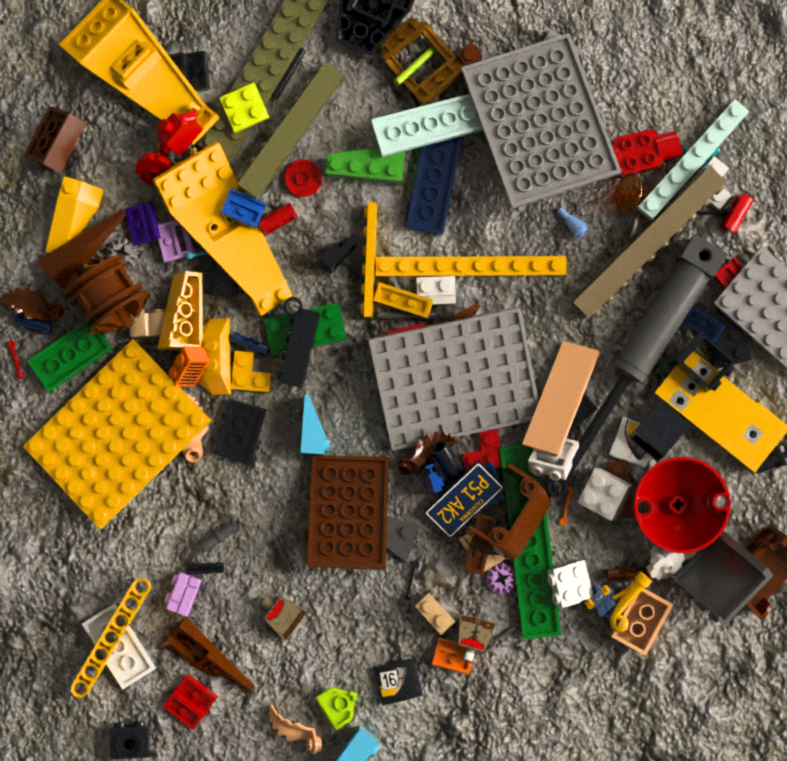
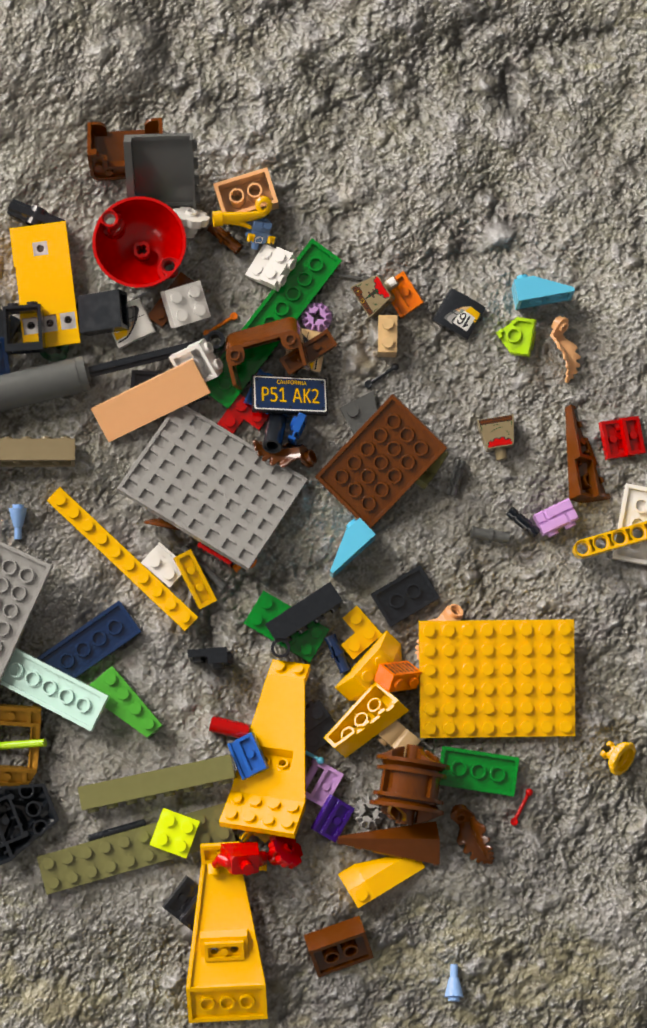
camera: 130 degrees left, 5 degrees down
(33, 324) = (483, 818): dark blue axle -> none
(303, 178) = (181, 740): red tile -> none
(369, 252) = (198, 626): yellow plate -> none

